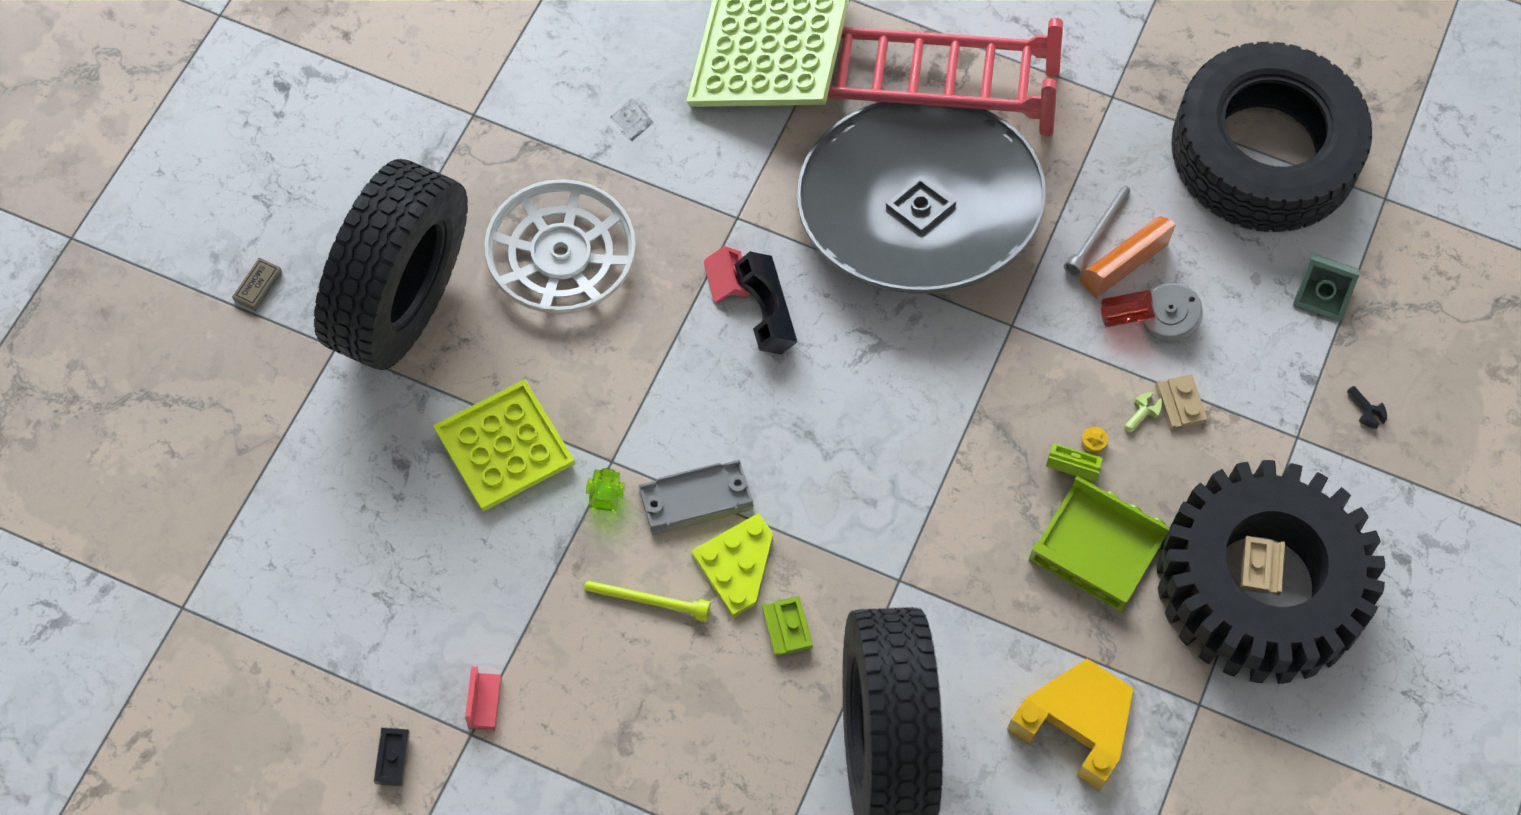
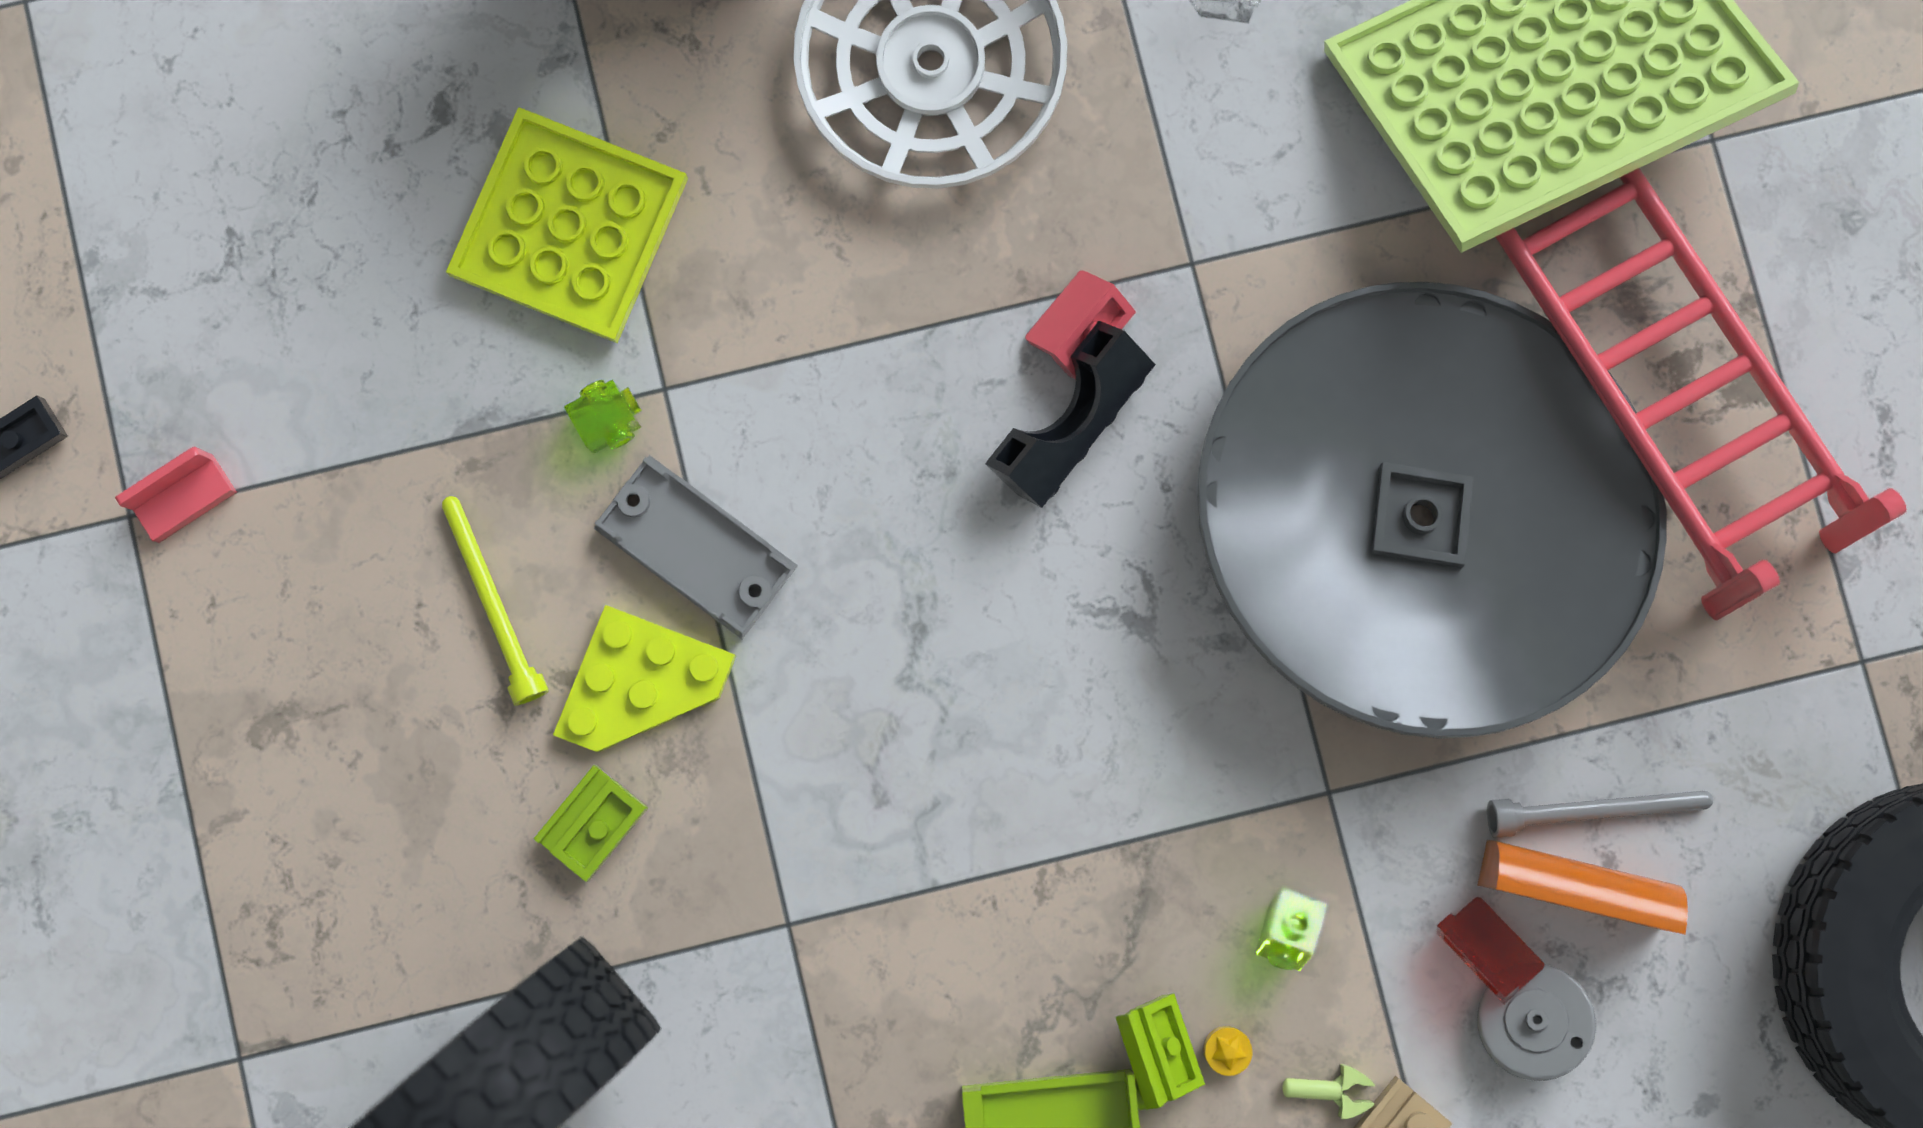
camera: 55 degrees right, 20 degrees up
(1060, 374) = (1290, 930): none -> clear neon green brick

